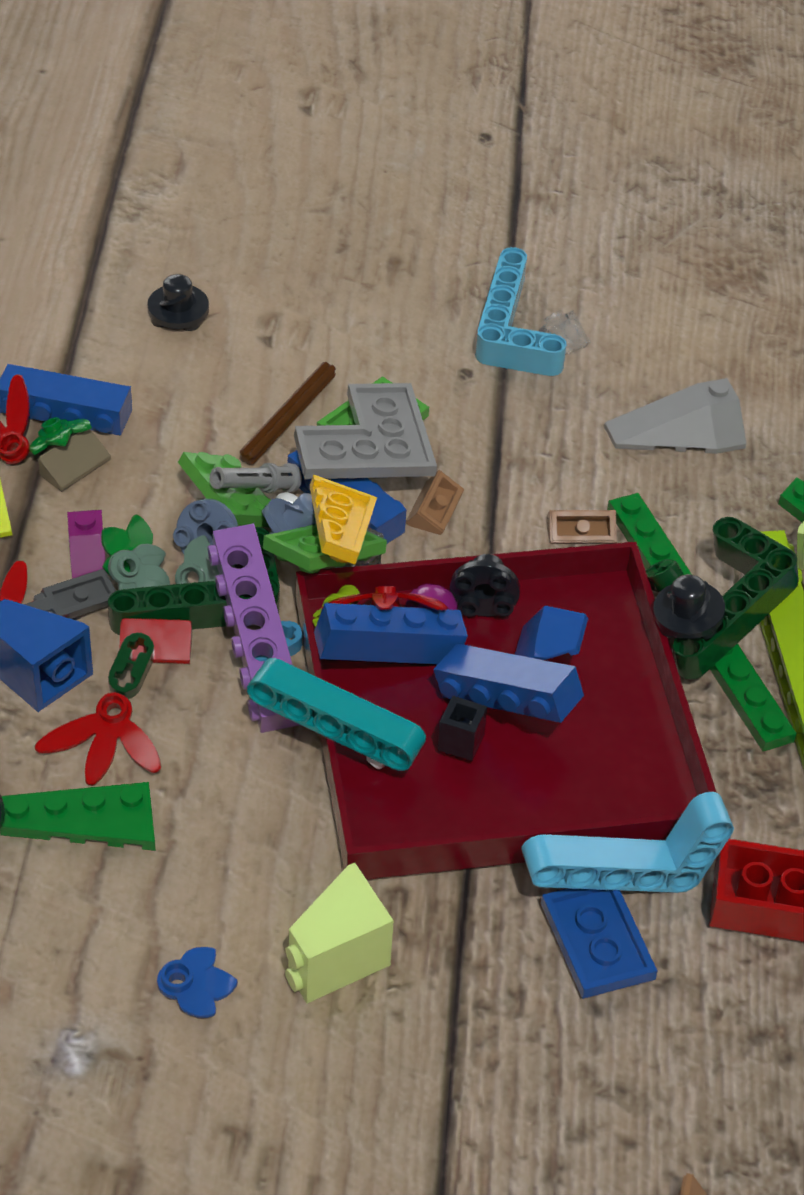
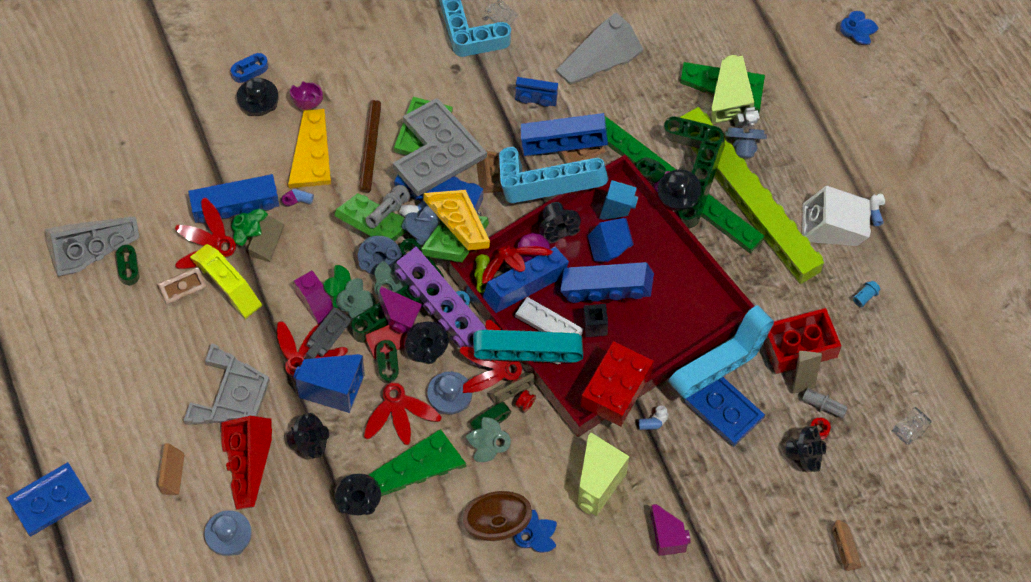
camera: 25 degrees left, 15 degrees up
(148, 430) = (296, 196): none -> arm
(148, 927) = (497, 516): none -> reddish brown dish
(185, 601) = (399, 310): none -> magenta slope
(194, 742) = (447, 394): none -> sand blue plate
(199, 659) = (426, 342): none -> black plate
(200, 821) = (485, 440): none -> sand green plate
(202, 272) = (249, 67): none -> blue beam
(205, 392) = (311, 154): none -> yellow wing
(229, 799) = (499, 413): none -> dark green beam
(240, 327) = (306, 96): none -> magenta hair
(260, 743) = (499, 367): none -> red plant
(288, 774) = (511, 388): none -> dark tan slope
(297, 797) = (525, 400): none -> red bush
(383, 690) = (545, 319): none -> white plate
(401, 1073) = (668, 532): none -> magenta slope
(437, 815) = (617, 383): none -> red brick
(463, 520) = (547, 181): none -> medium azure beam
(480, 910) = (656, 420): none -> arm
(558, 431) = (536, 91): none -> blue plate
(564, 490) = (564, 134): none -> blue brick
(590, 587) = (618, 201): none -> dark azure slope
(699, 1048) = (807, 449): none -> black plate
(730, 1026) = (824, 425): none -> red bush
(757, 934) = (806, 371): none -> dark tan slope
(767, 998) = (824, 403): none -> light grey axle

